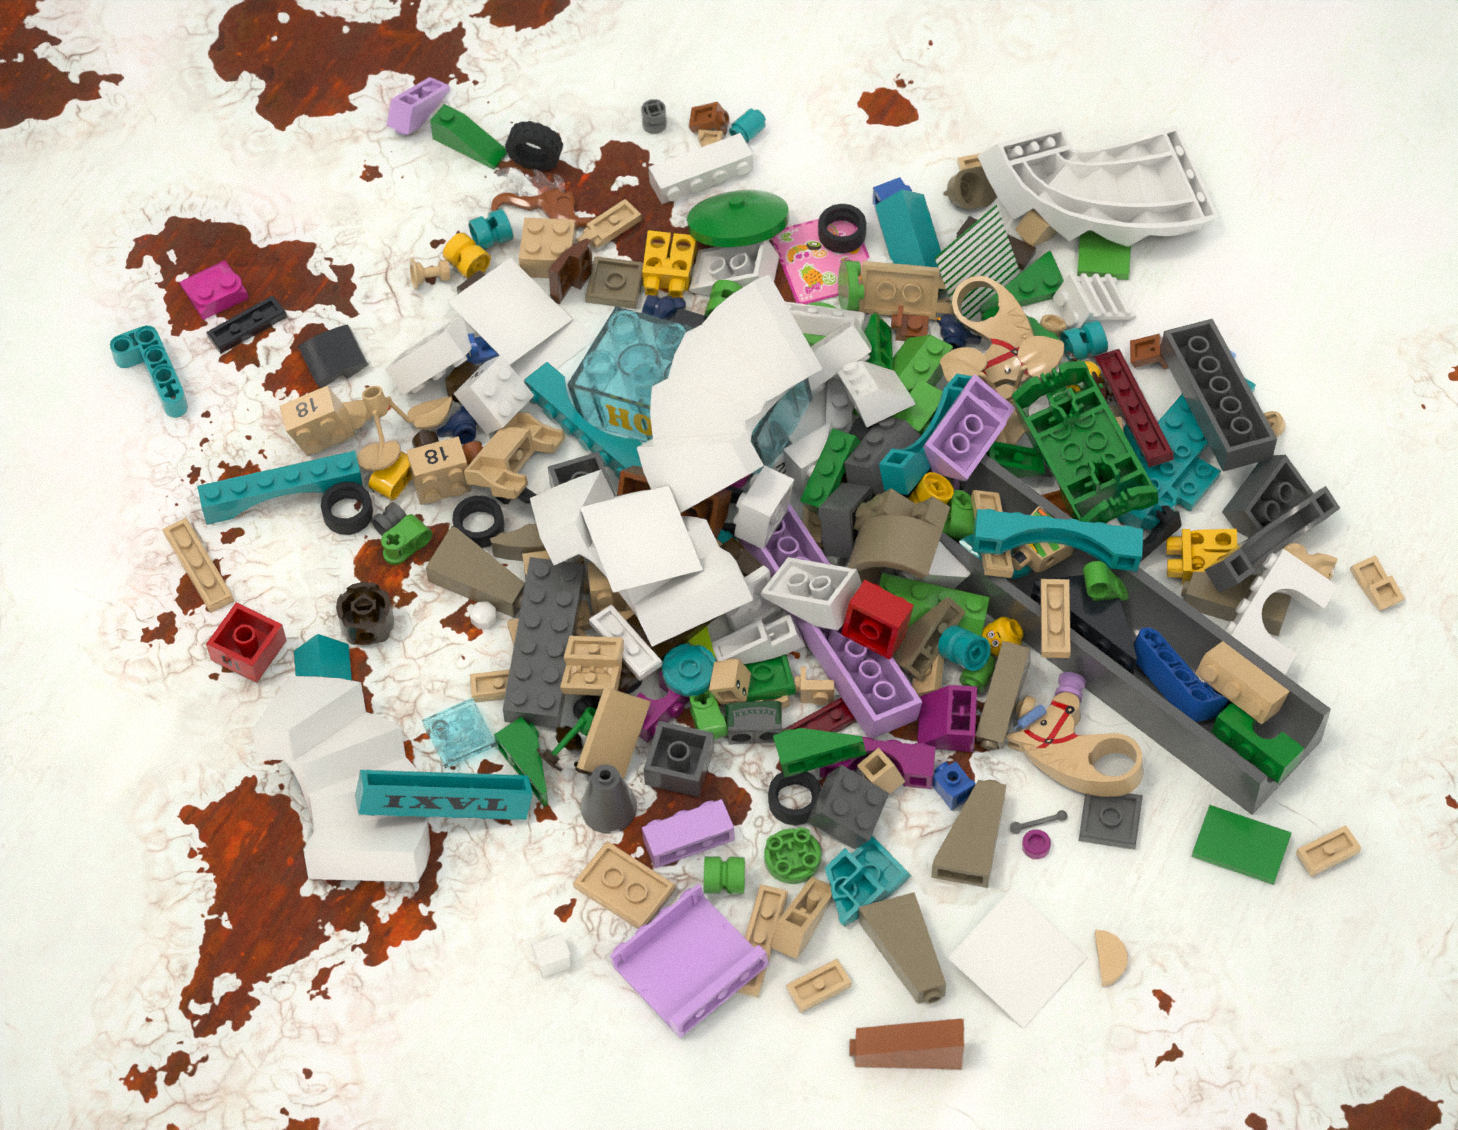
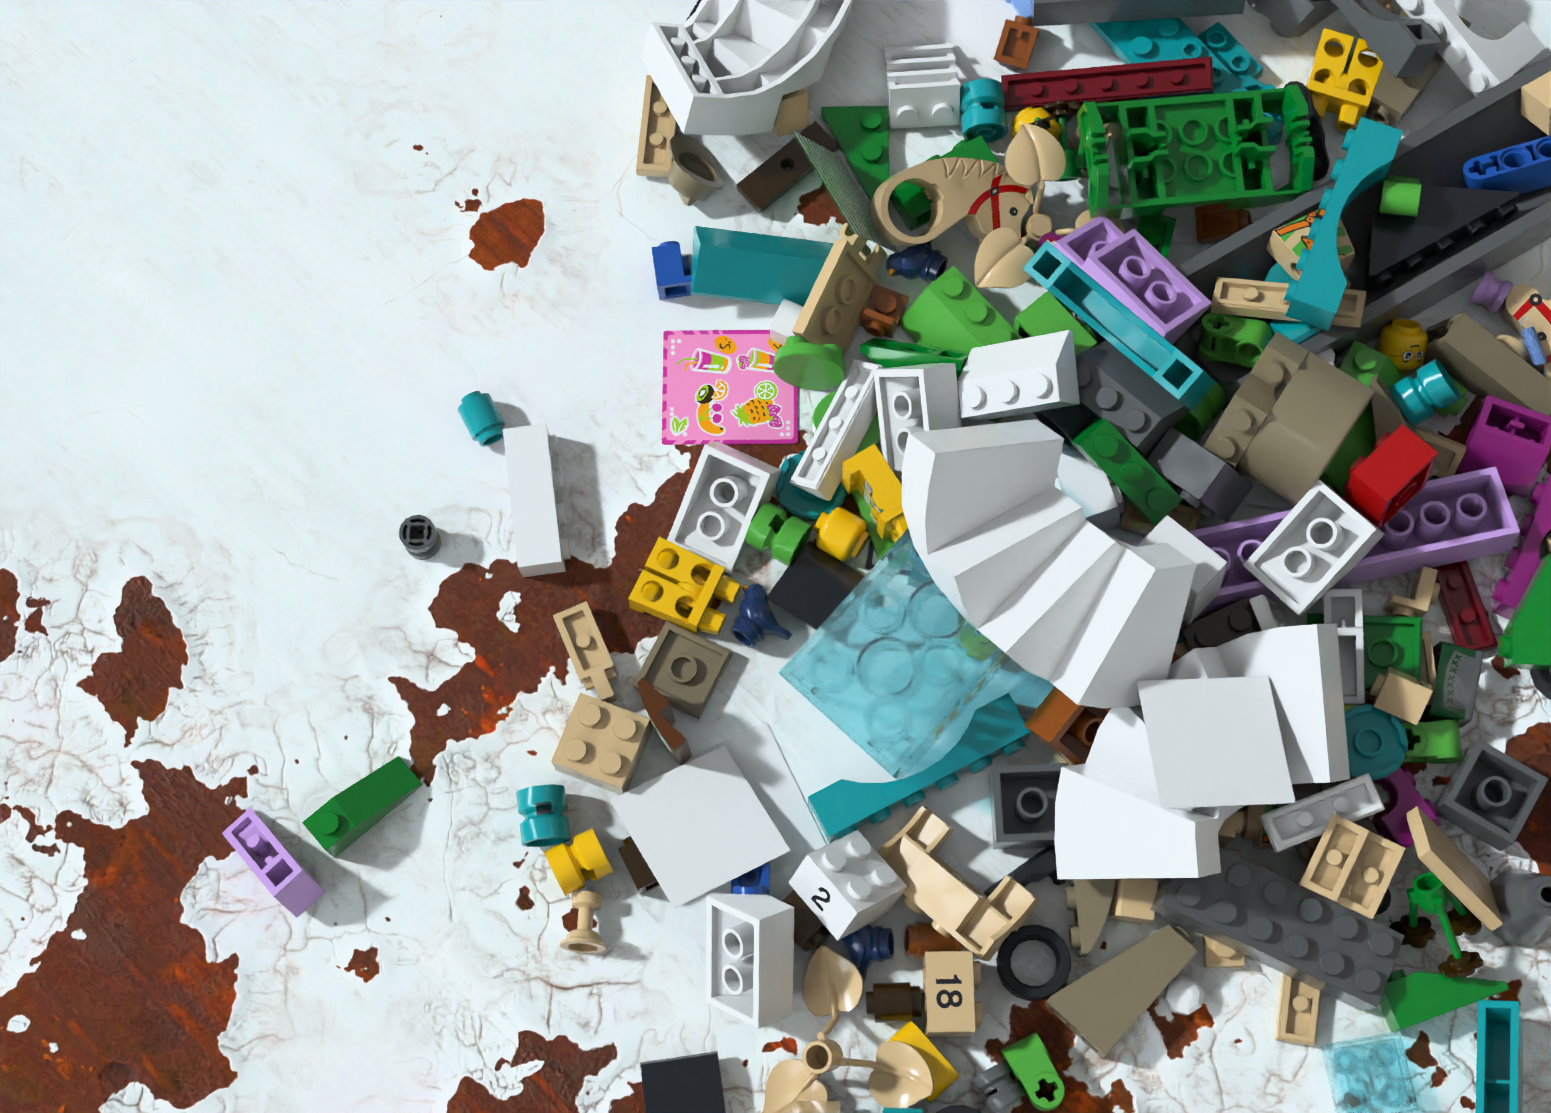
camera: 70 degrees left, 15 degrees up
(537, 193) = (492, 731): piece -> none
(538, 135) = (425, 714): black tyre -> none
(708, 117) = (449, 465): dark orange bracket -> none
(709, 136) = (484, 475): tan tile -> none
(738, 218) = (650, 473): green dish -> none
(843, 212) = (690, 323): black tyre -> none
(932, 485) = (1210, 352): yellow wheel -> none
(1053, 323) = (939, 140): tan tile -> none
(1055, 618) = (1451, 264): tan plate -> none
(1102, 257) = (856, 51): bright green tile -> none

